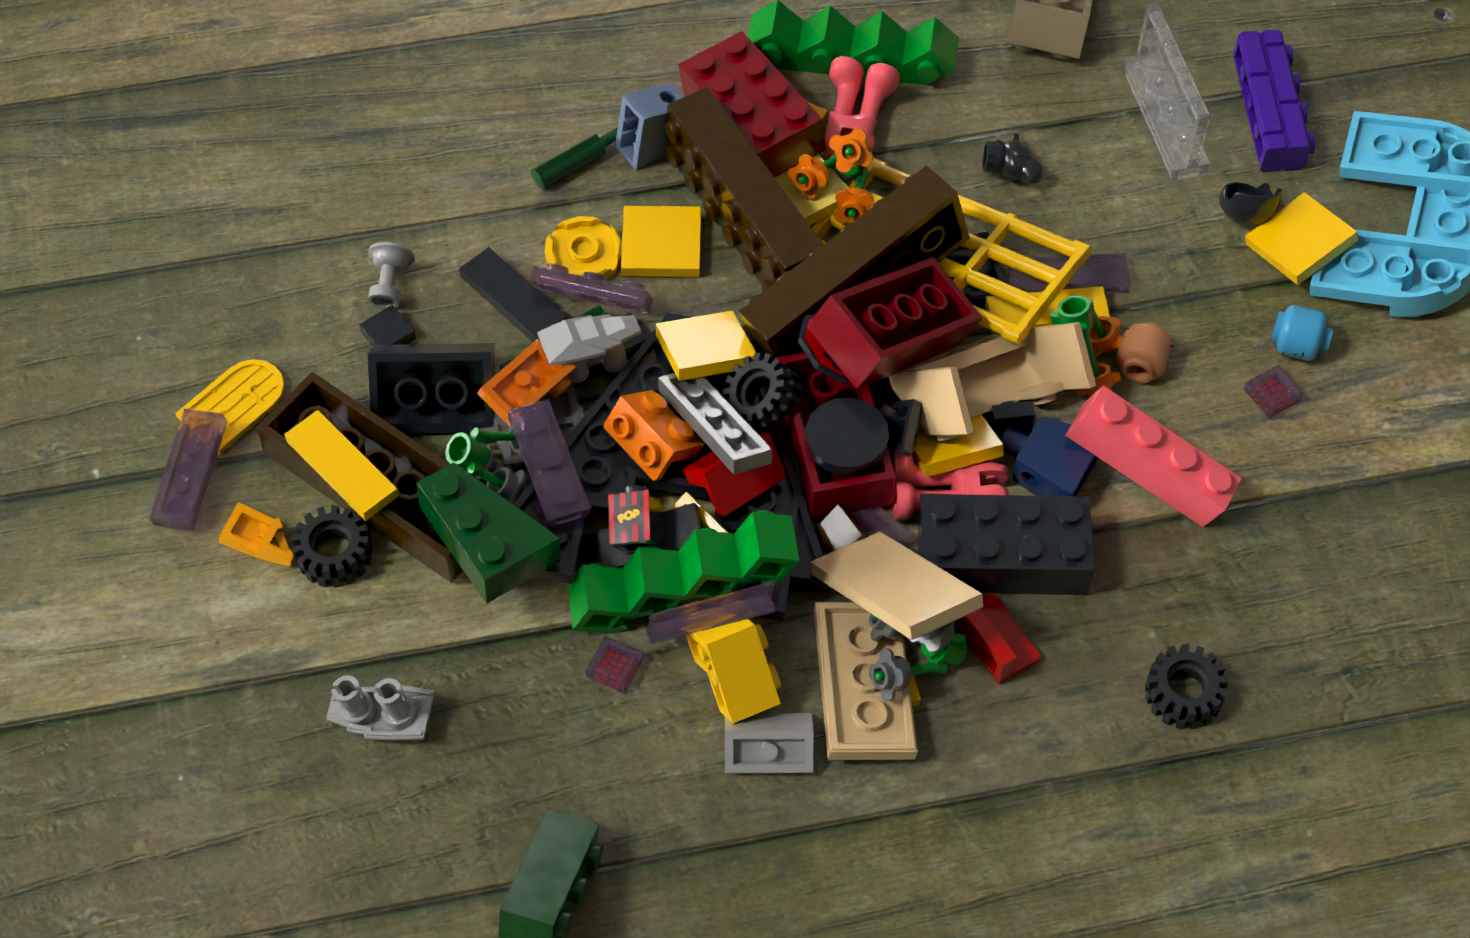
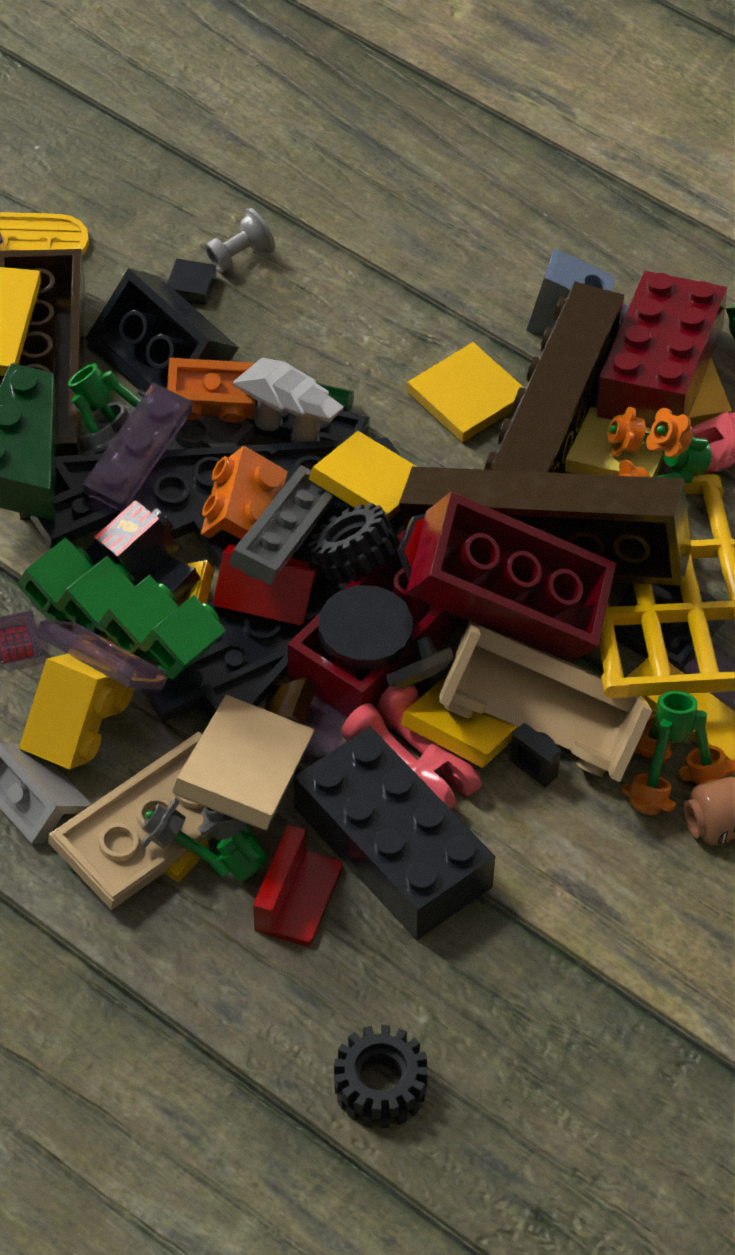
camera: 50 degrees right, 5 degrees down
(510, 293) = (309, 328): black tile -> none
(572, 159) = (485, 279): dark green axle -> none
(585, 246) = (401, 348): yellow tile -> none
(592, 288) = (363, 374): clear purple plate -> none
(1048, 459) = (528, 815): dark blue torso -> none
(1153, 456) = (591, 879): coral brick -> none

